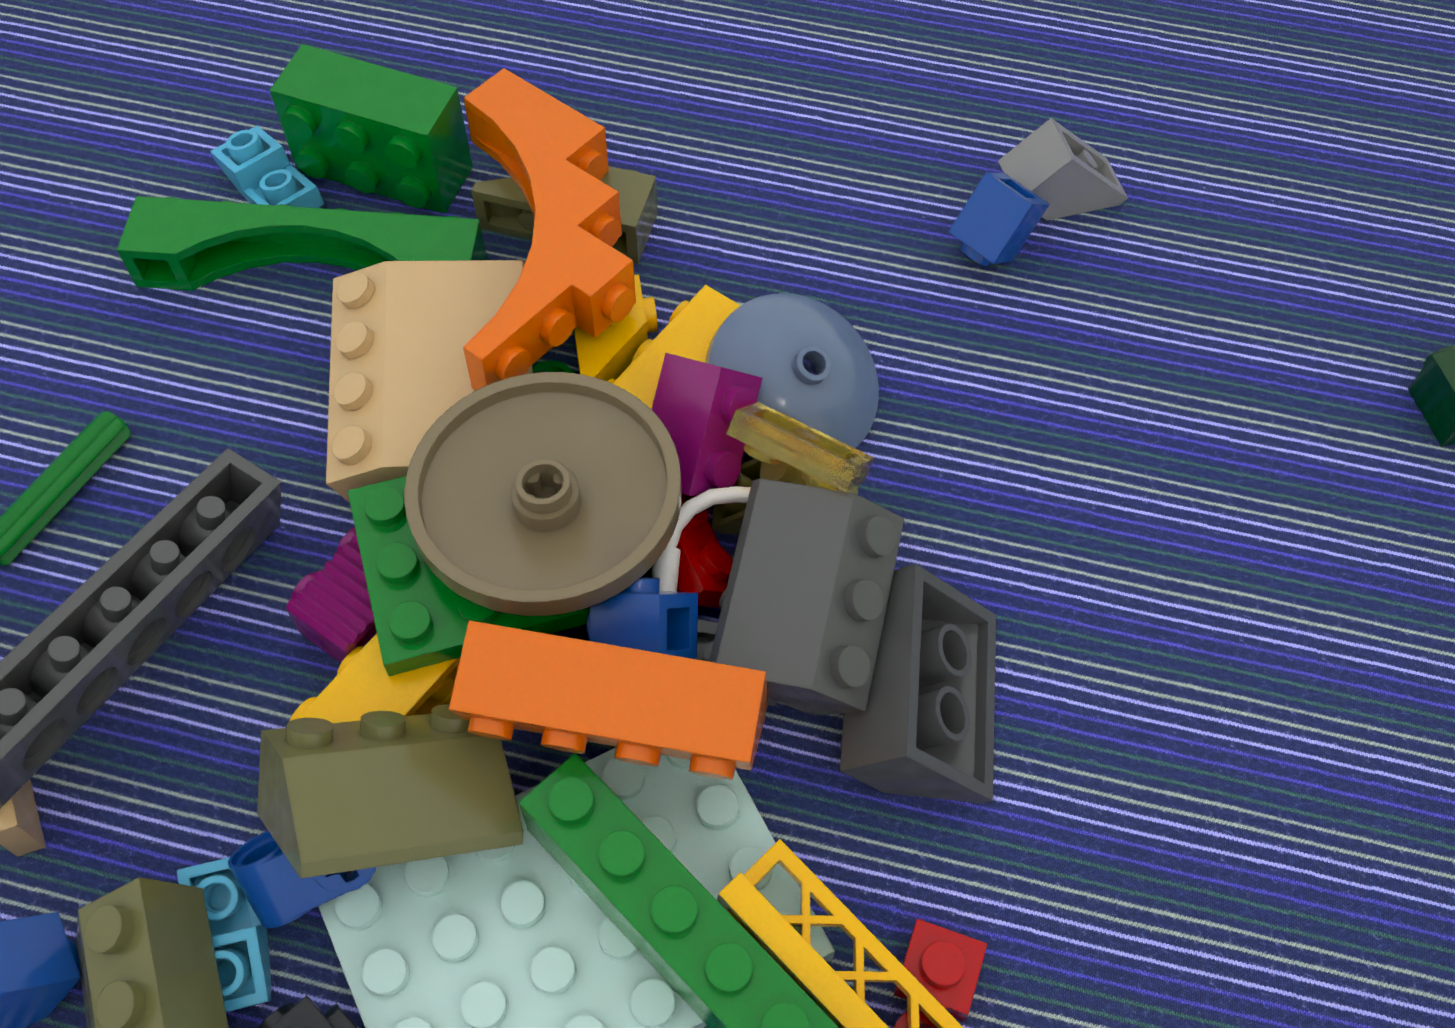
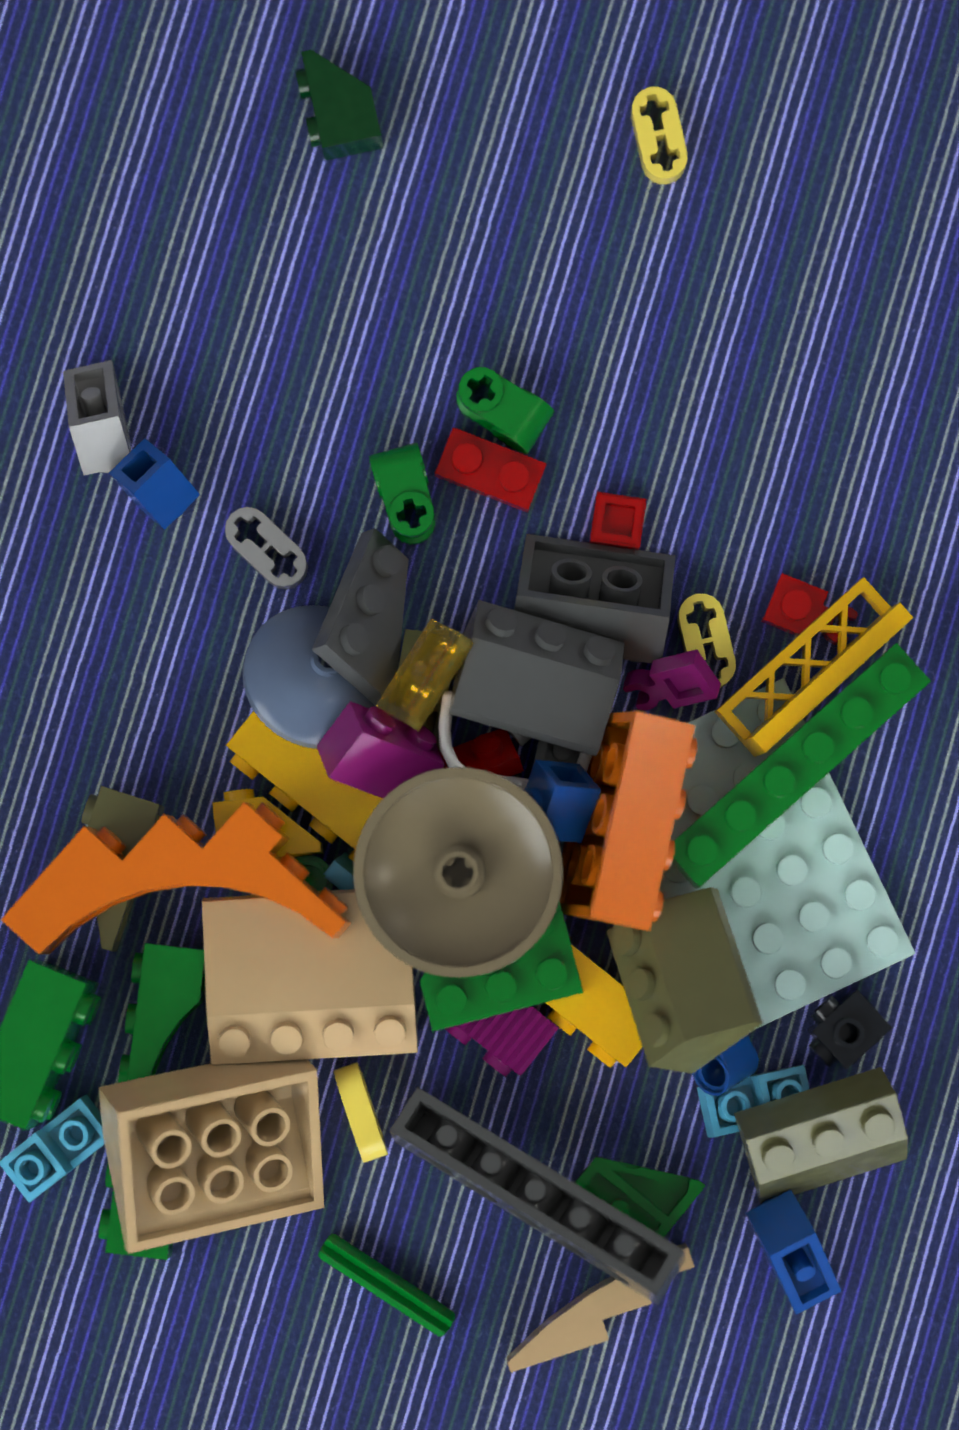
camera: 85 degrees left, 25 degrees up
(109, 769) = (640, 1192): none -> green wing
(234, 281) = (212, 1149): none -> tan slope
(275, 442) = (360, 1112): none -> light yellow beam
(821, 790) = (678, 678): none -> magenta plate
(875, 411) = (366, 617): none -> dark grey wing
(882, 859) = (717, 630): none -> light yellow beam
(948, 346) = (258, 557): none -> light grey beam
(1027, 470) = (404, 486): none -> green piece
(1029, 724) = (618, 520): none -> red tile
(1071, 570) = (490, 469): none -> red plate
(1153, 574) = (511, 415): none -> green piece

